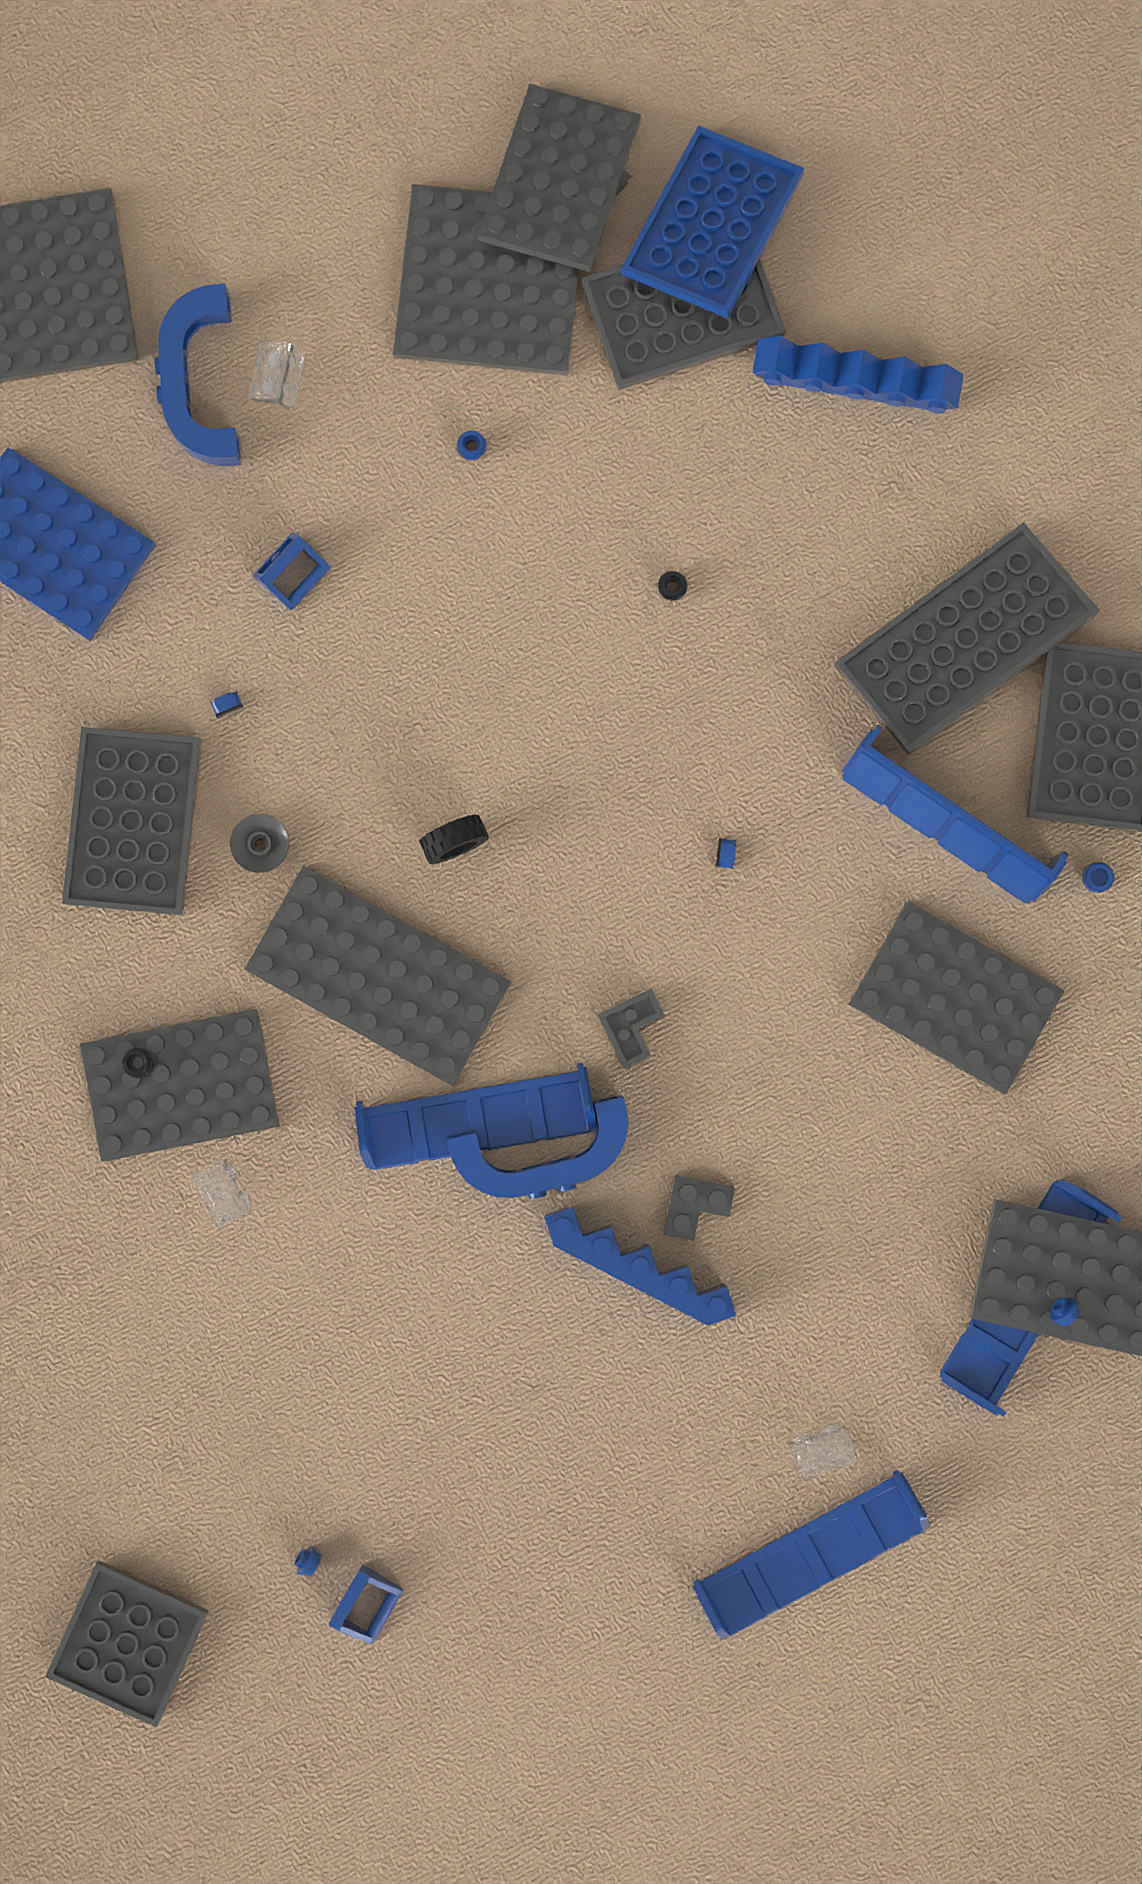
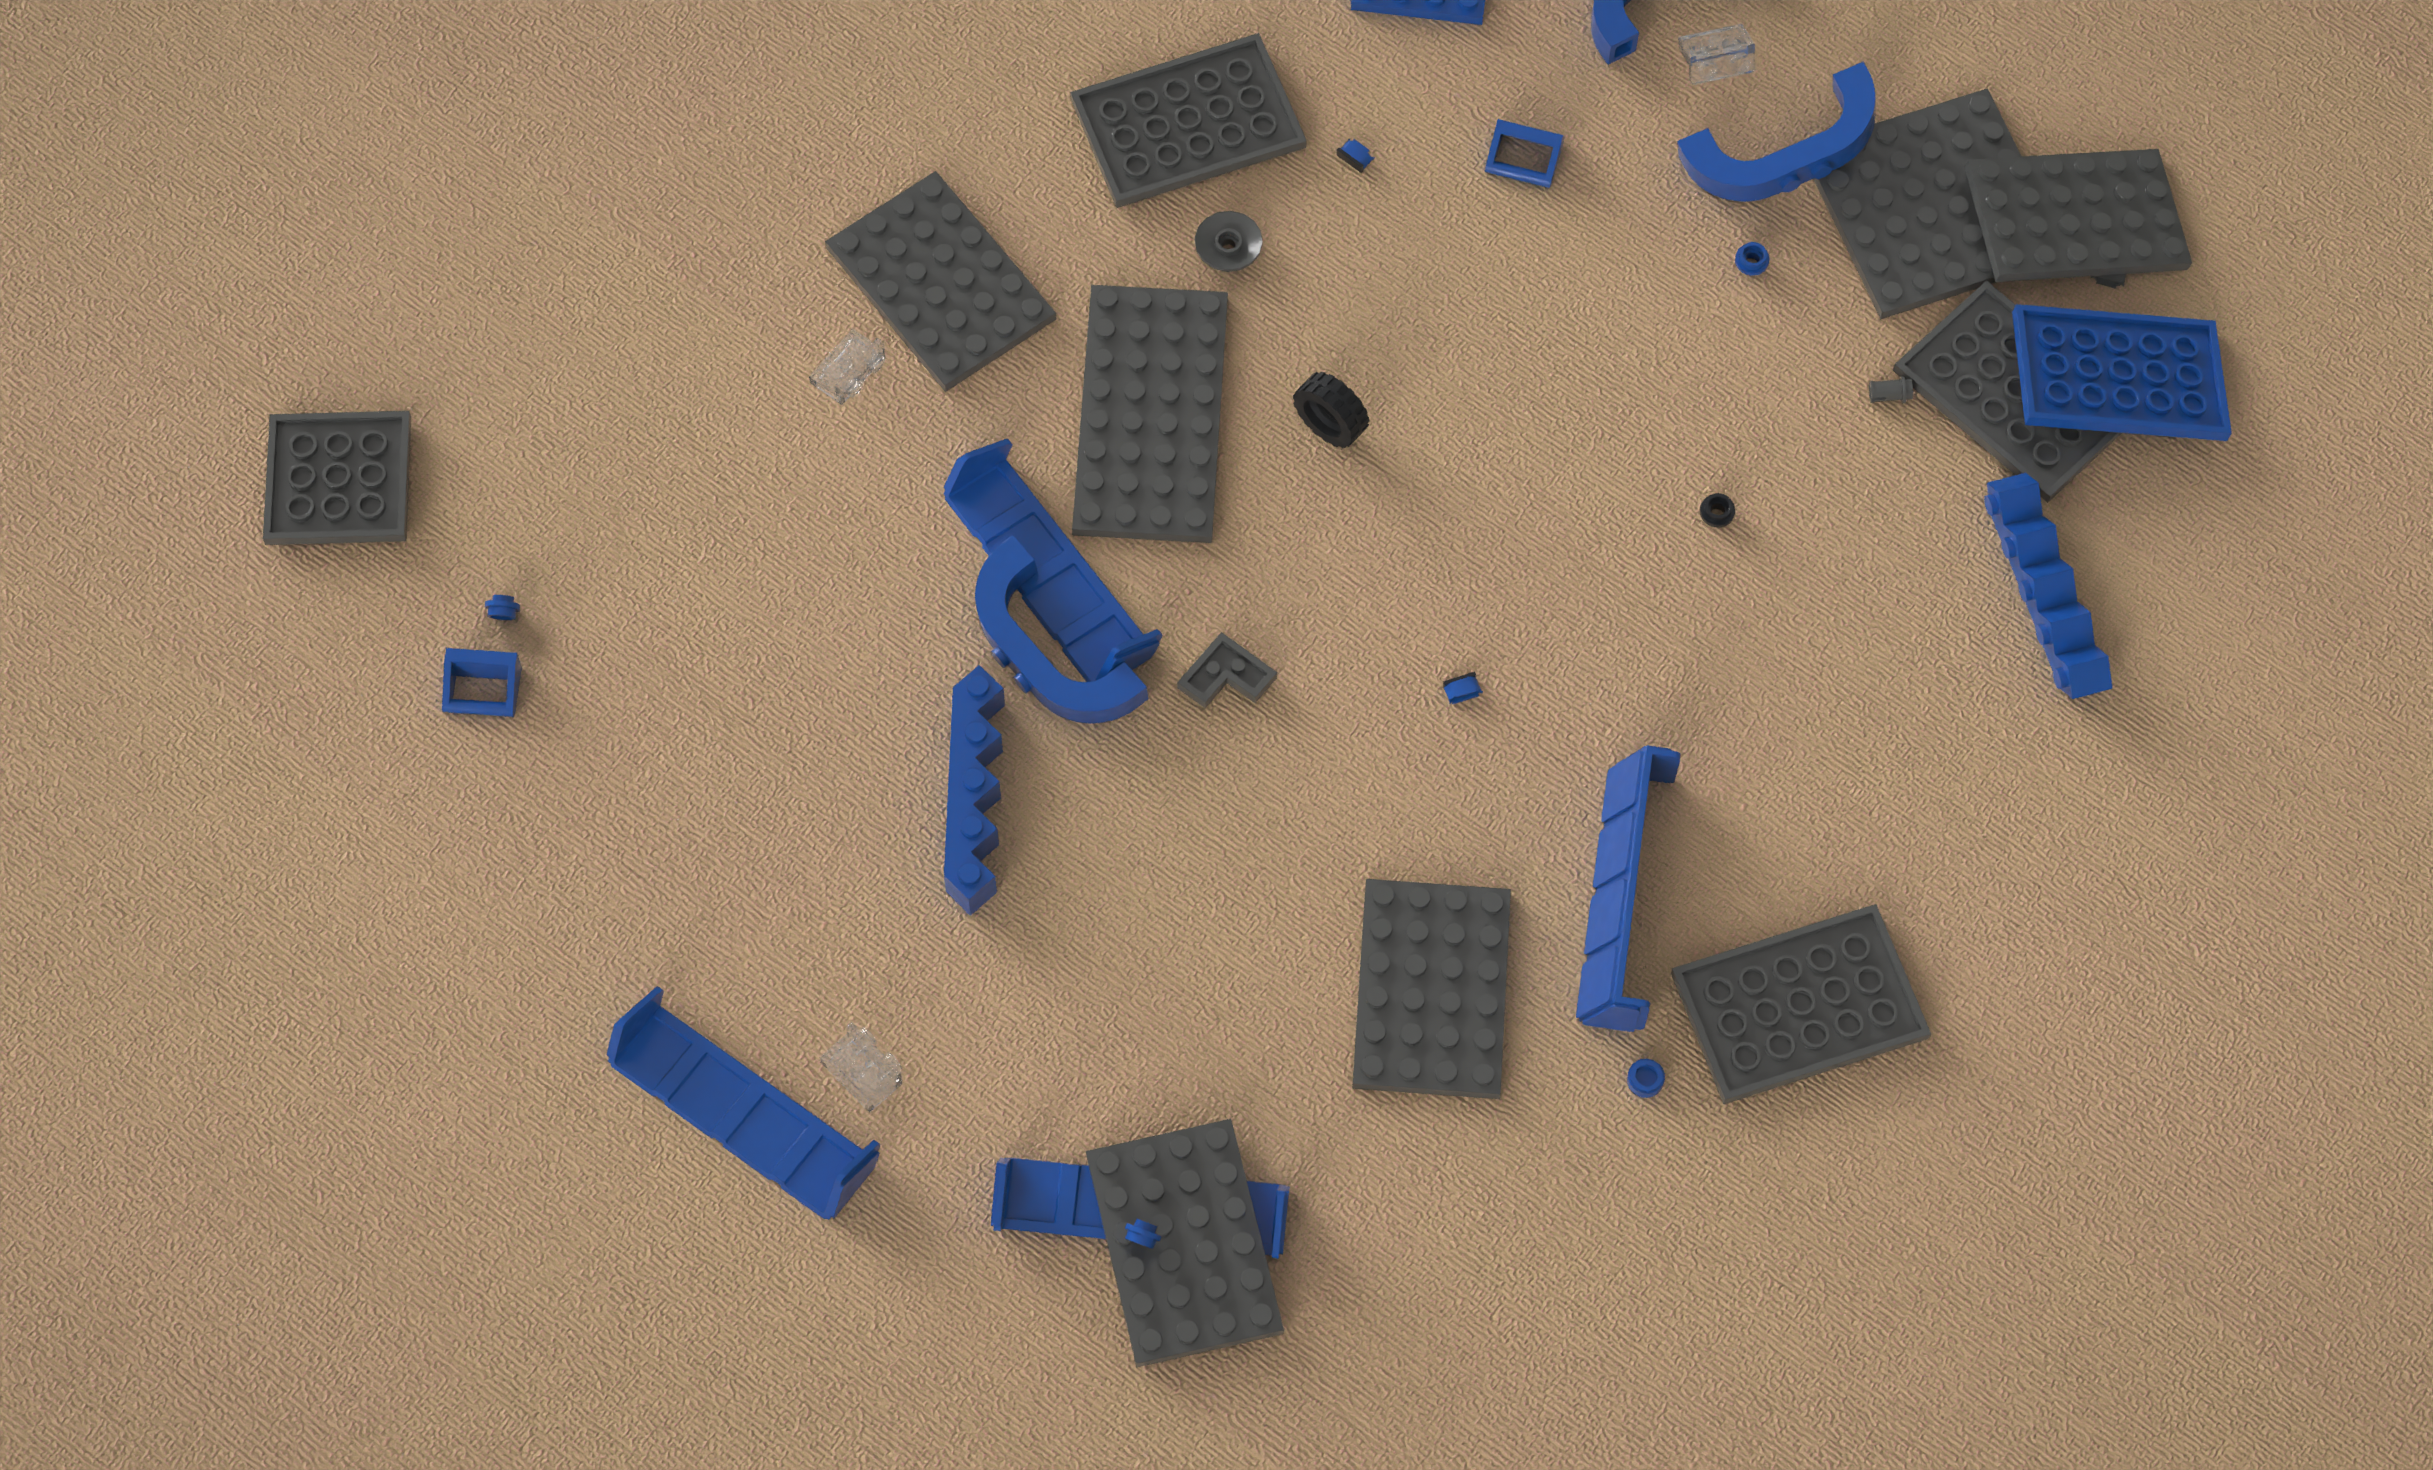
camera: 60 degrees right, 20 degrees down
(129, 1058) = (944, 216): black plate -> none
(380, 435) = (1794, 164): none -> blue arch
(639, 394) = (1891, 390): none -> dark grey pin
(691, 1197) = (1067, 814): dark grey plate -> none
(966, 638) = (1829, 817): dark grey plate -> none

